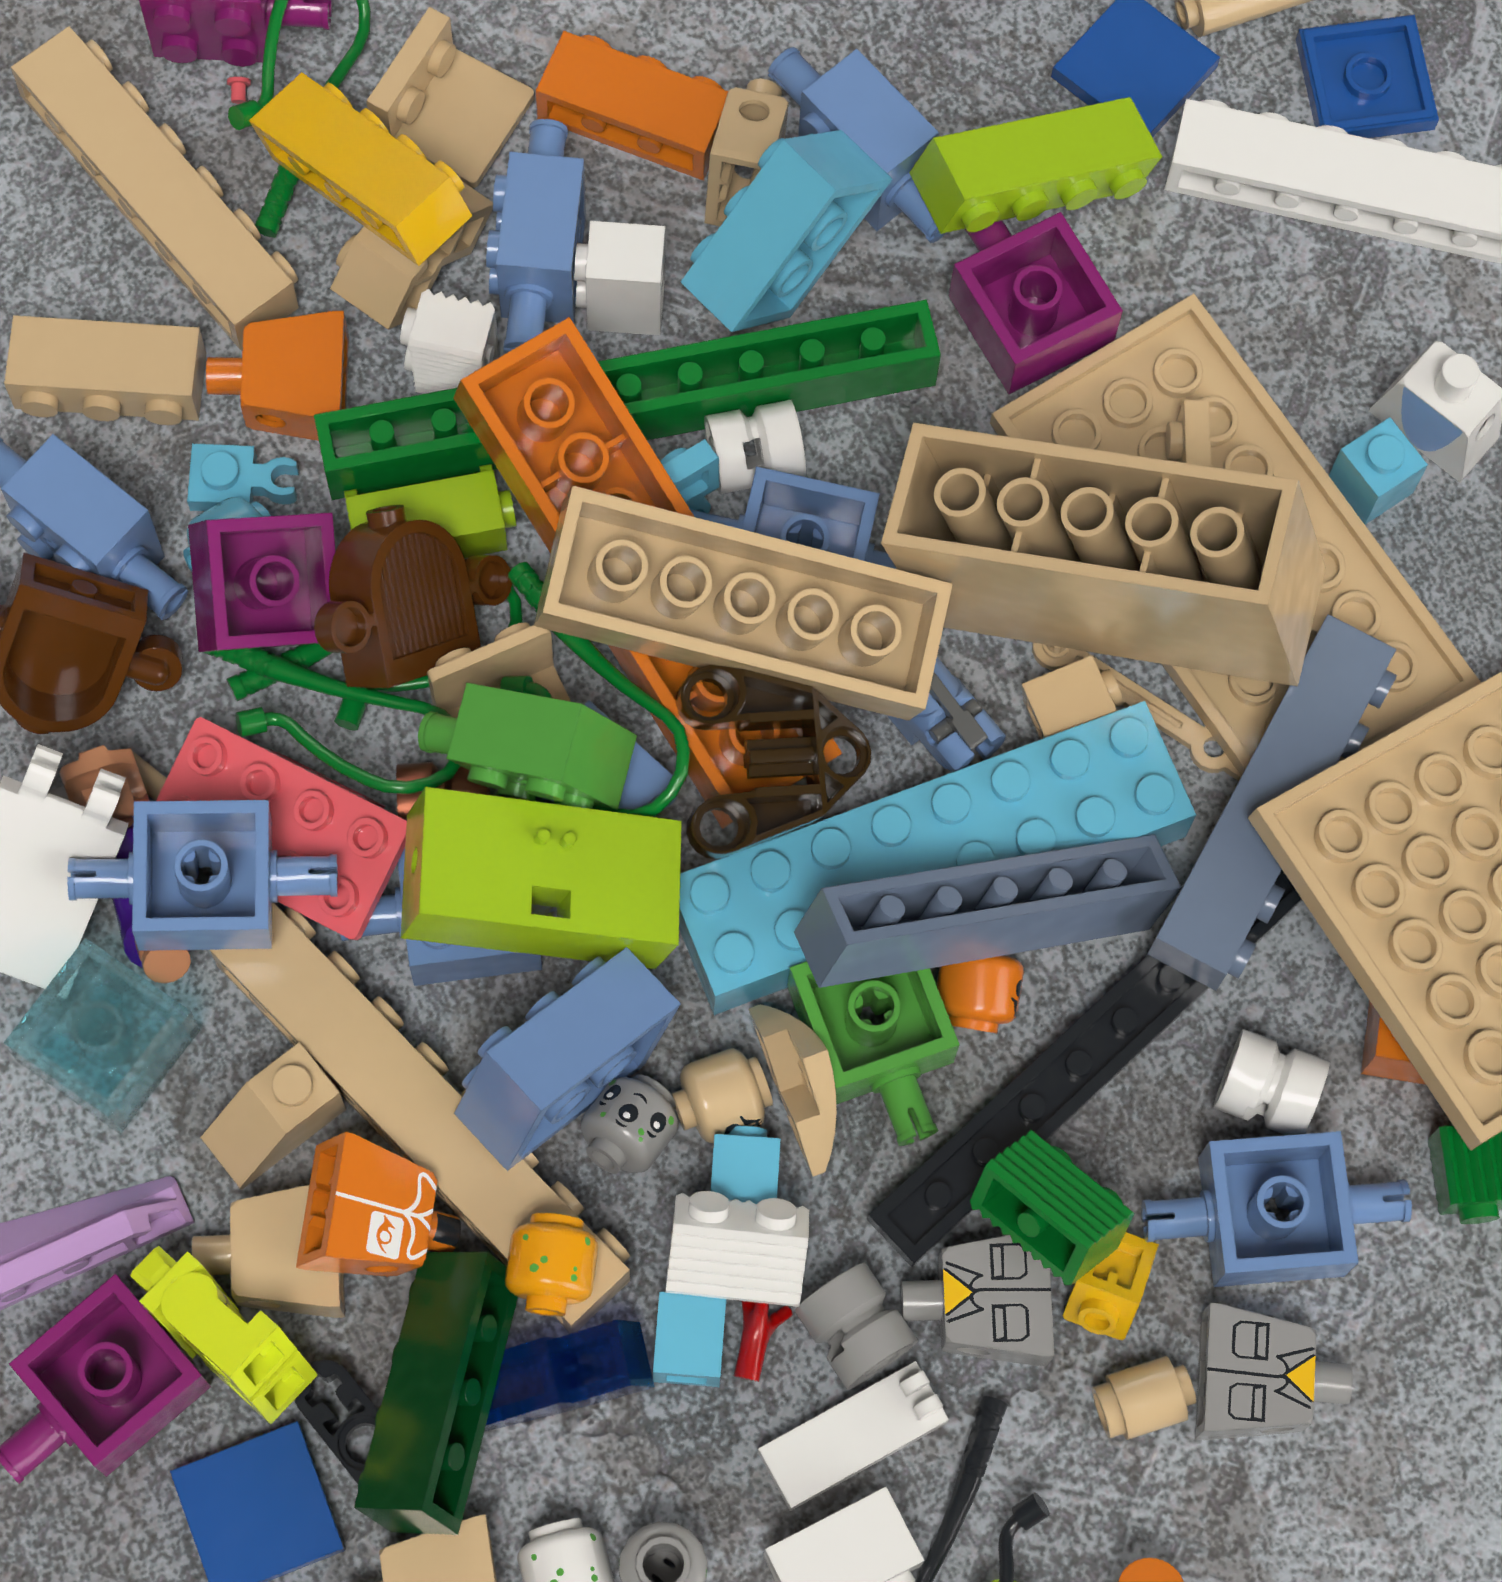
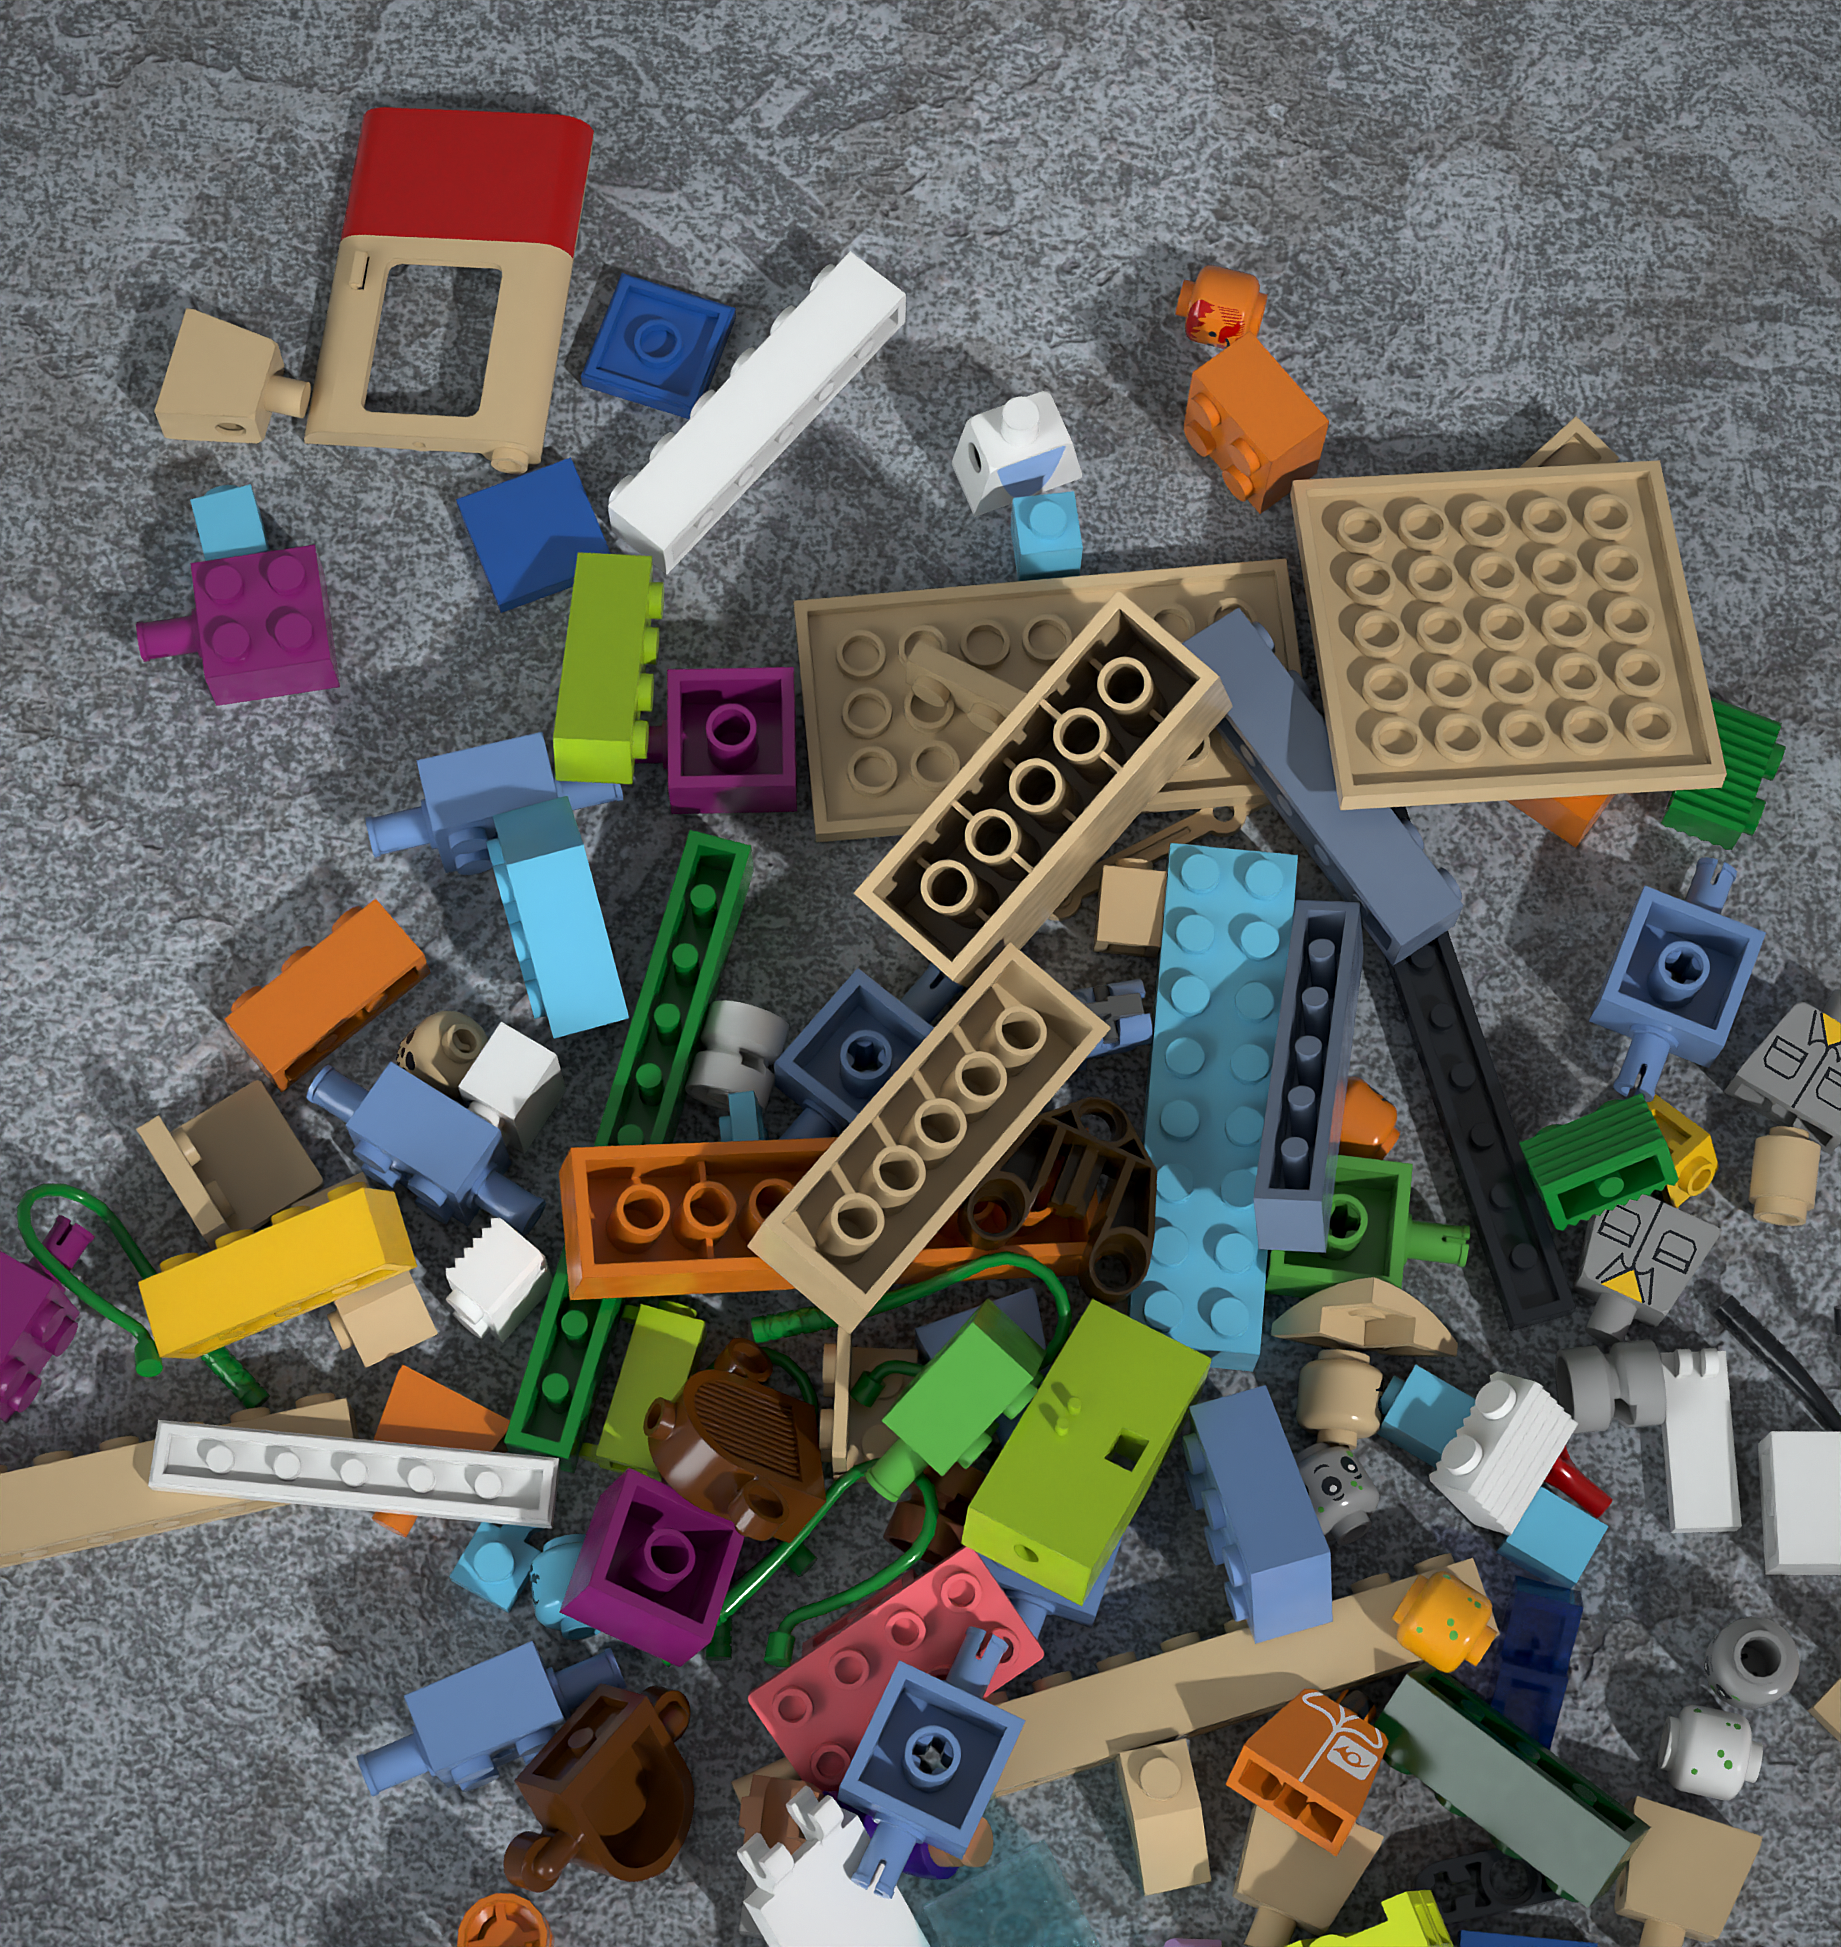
camera: 60 degrees left, 0 degrees up
(105, 369) = (329, 1623): tan brick -> none
(231, 320) = (354, 1474): none -> white tile
(238, 88) = (93, 1357): coral piece -> none
(626, 201) = (442, 1050): none -> tan head
(747, 127) = (443, 916): tan torso -> none
(1271, 1084) = (1569, 916): white wheel -> none

